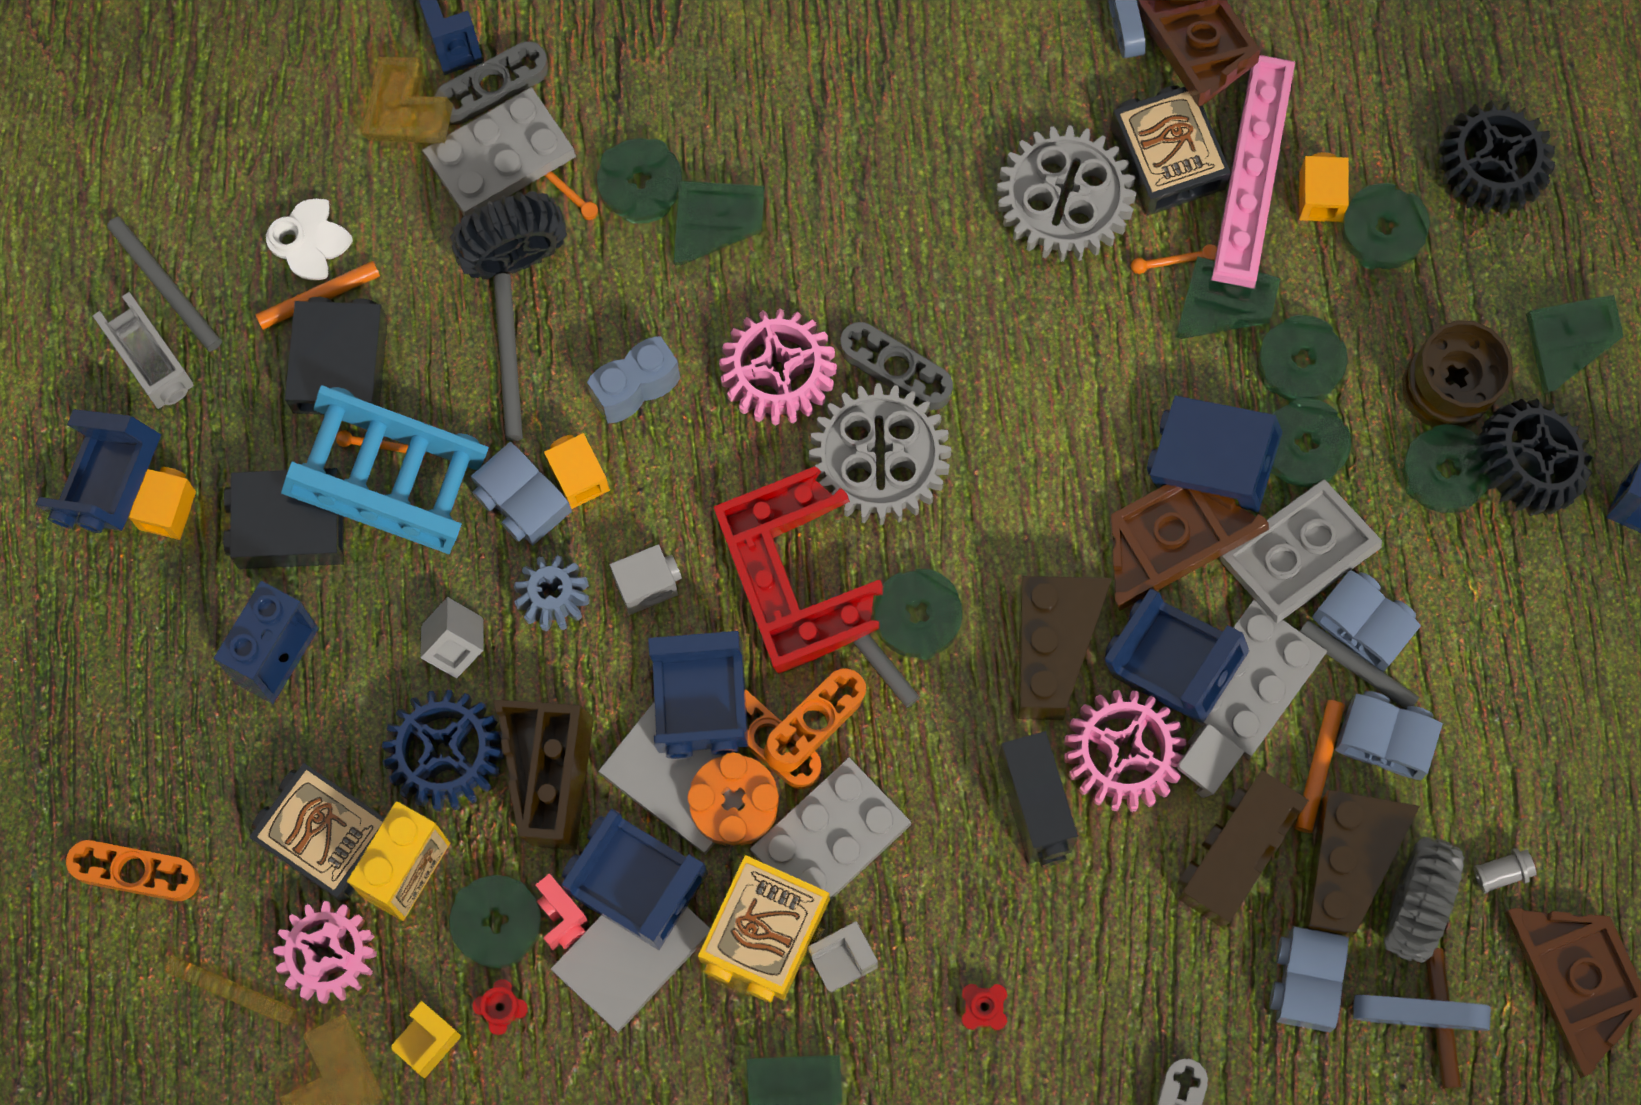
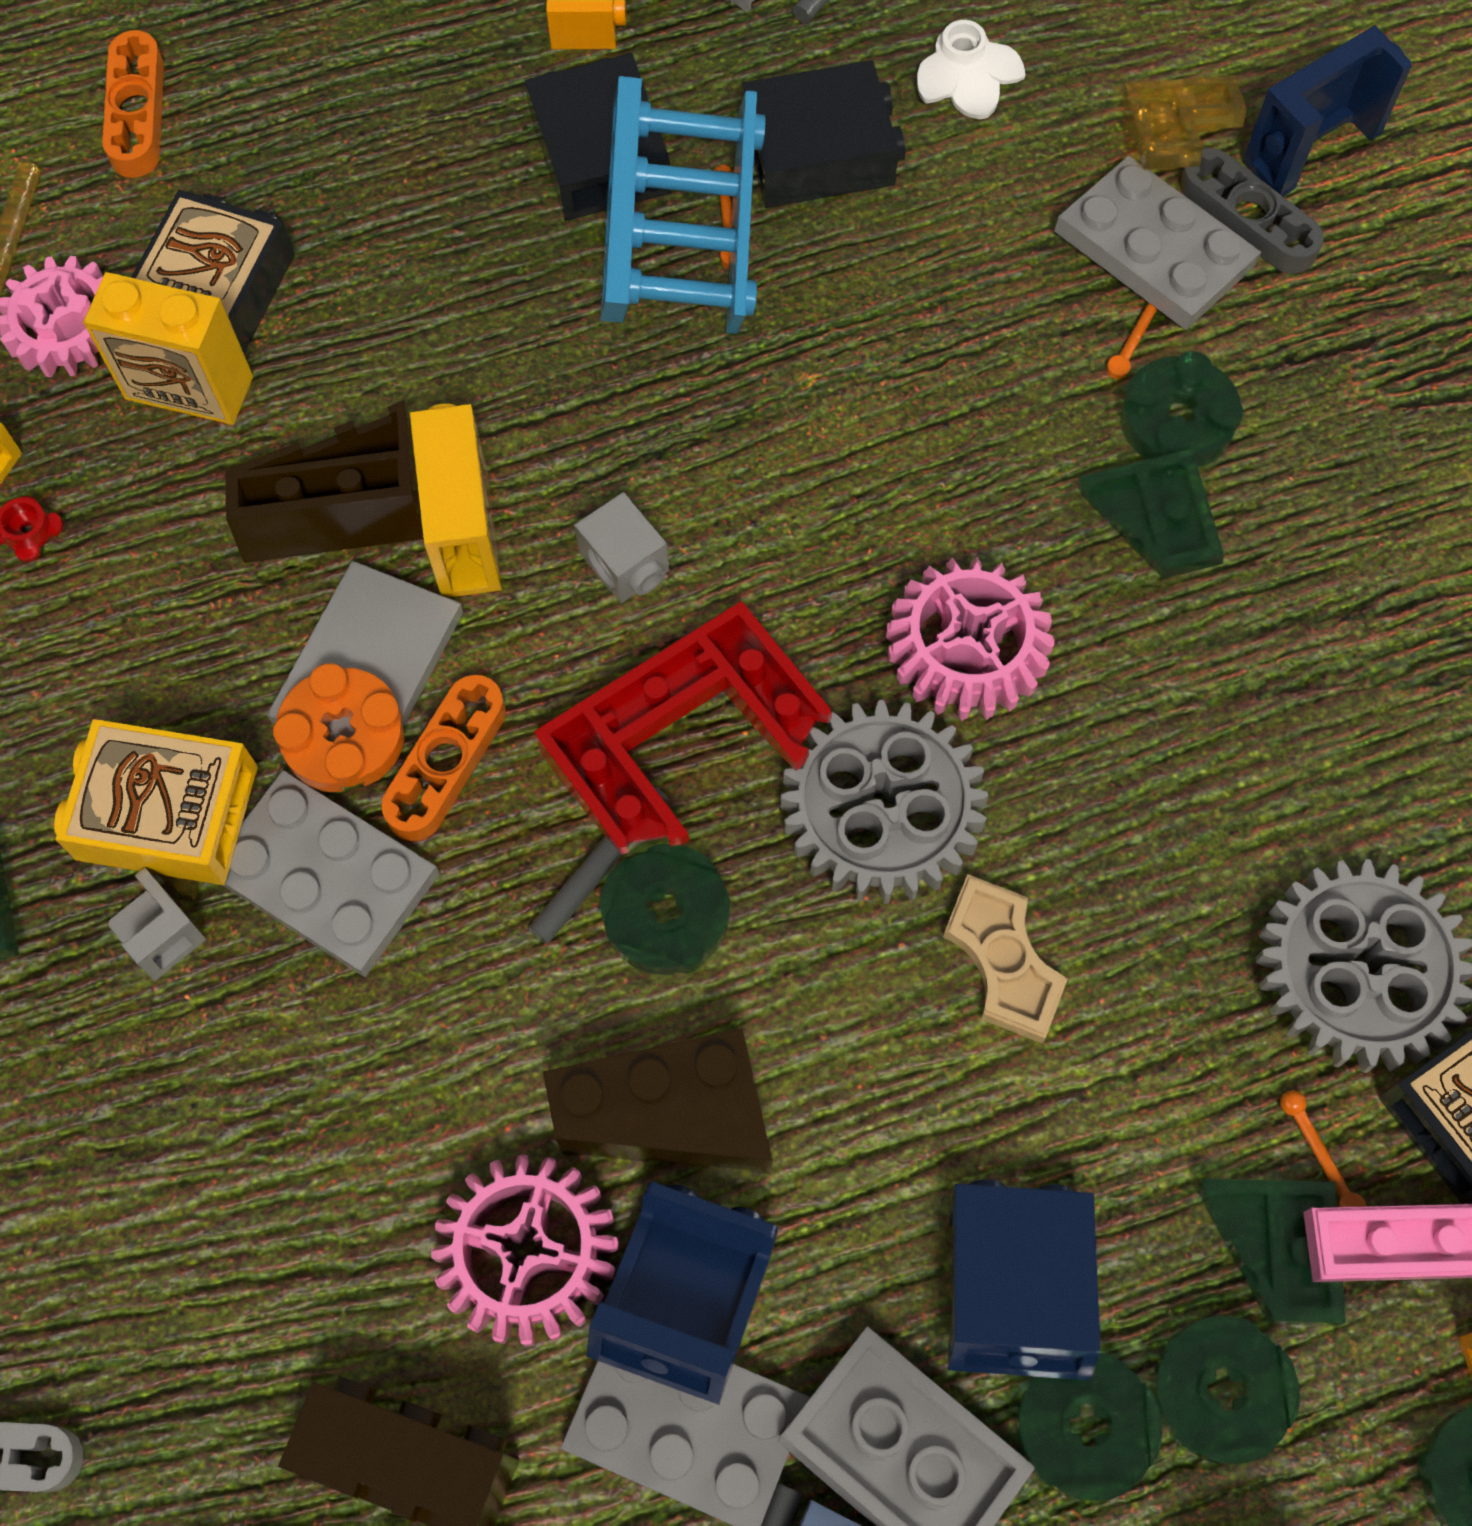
camera: 75 degrees right, 5 degrees down
(263, 632) = (398, 165): dark blue window -> none
(328, 290) = (908, 108): orange bar -> none
(430, 764) = (335, 356): dark blue gear -> none
(452, 637) = (490, 350): light grey panel -> none
(508, 235) = (1040, 262): black gear -> none
(508, 357) = (885, 323): dark grey bar -> none
(516, 937) = (118, 470): clear green plate -> none
(520, 494) = (699, 377): sand blue brick -> none
(553, 578) = (555, 439): sand blue gear -> none
(558, 904) = (161, 563): coral bracket -> none
(576, 469) = (750, 431): light orange brick -> none
(595, 679) = (455, 500): none -> yellow brick
(620, 971) = (123, 659): light grey tile -> none
(633, 879) = (207, 631): dark blue panel -> none
(641, 376) = (889, 463): sand blue brick -> none
(699, 693) = (472, 650): dark blue panel -> none
(810, 738) = (470, 778): orange beam -> none
(863, 358) = (1019, 751): dark grey beam -> none
(974, 1016) = (126, 1148): red plate -> none
(1022, 407) = (1017, 983): none -> tan tile
(1037, 799) = (408, 1131): black brick -> none
(1173, 536) = (874, 1246): reddish brown wing -> none
(1209, 759) = (532, 1378): light grey panel -> none

